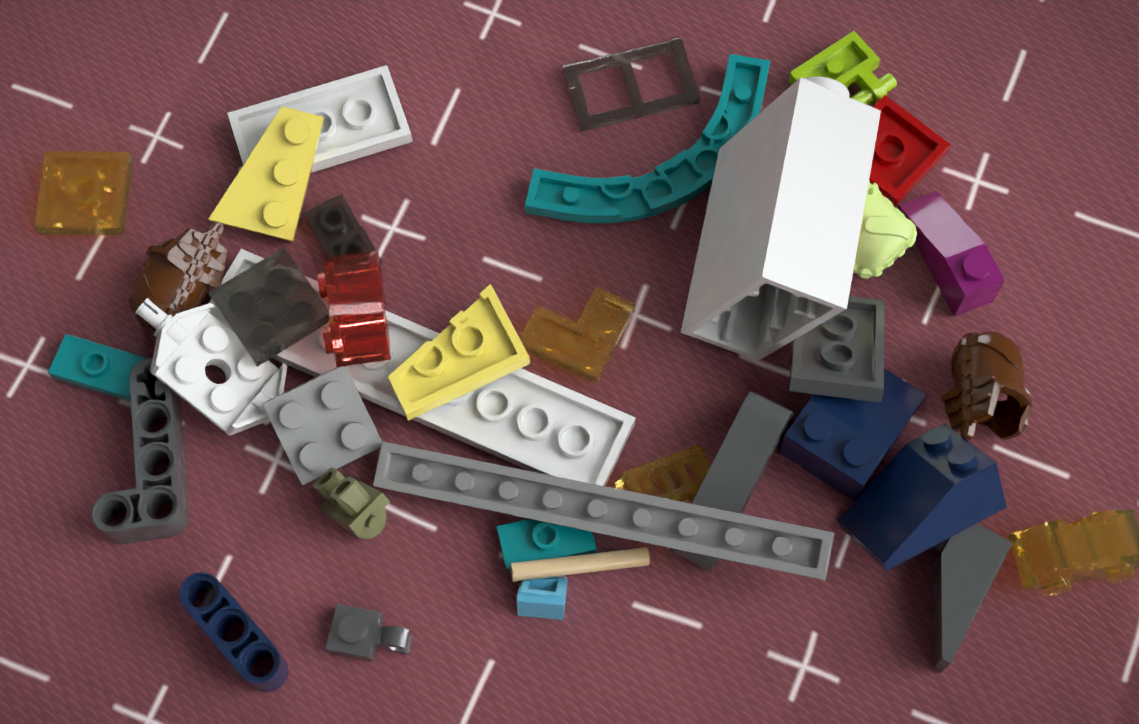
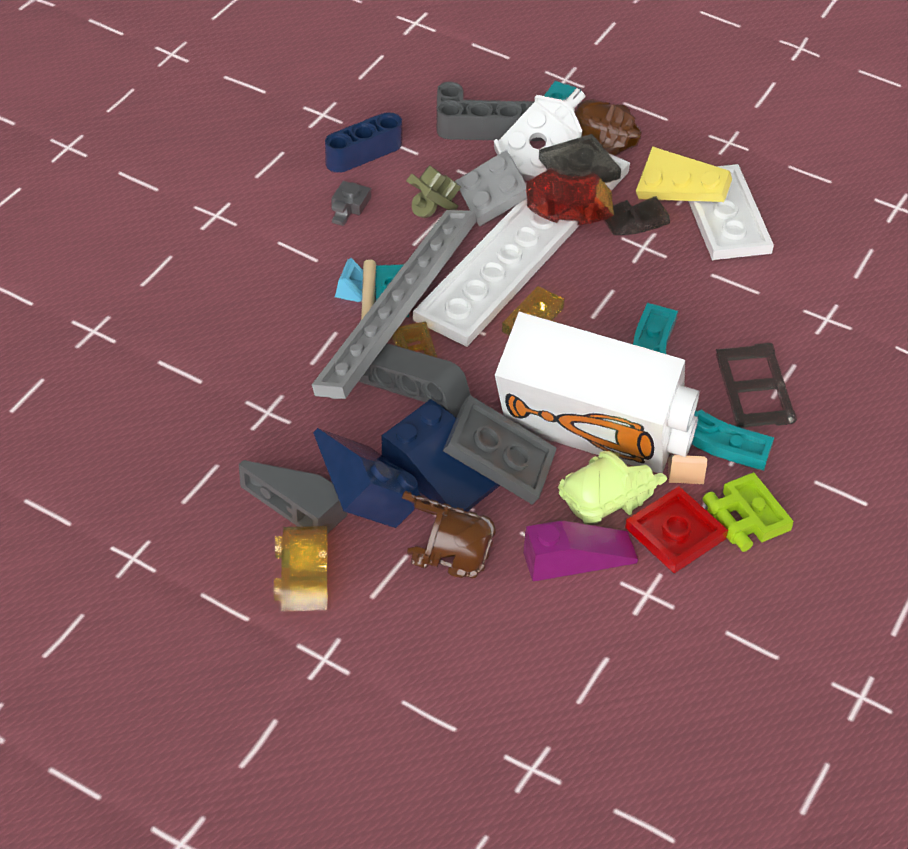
camera: 95 degrees right, 20 degrees down
(84, 193) = (683, 102): clear yellow plate -> none
(465, 356) = (525, 249): light yellow wing -> none

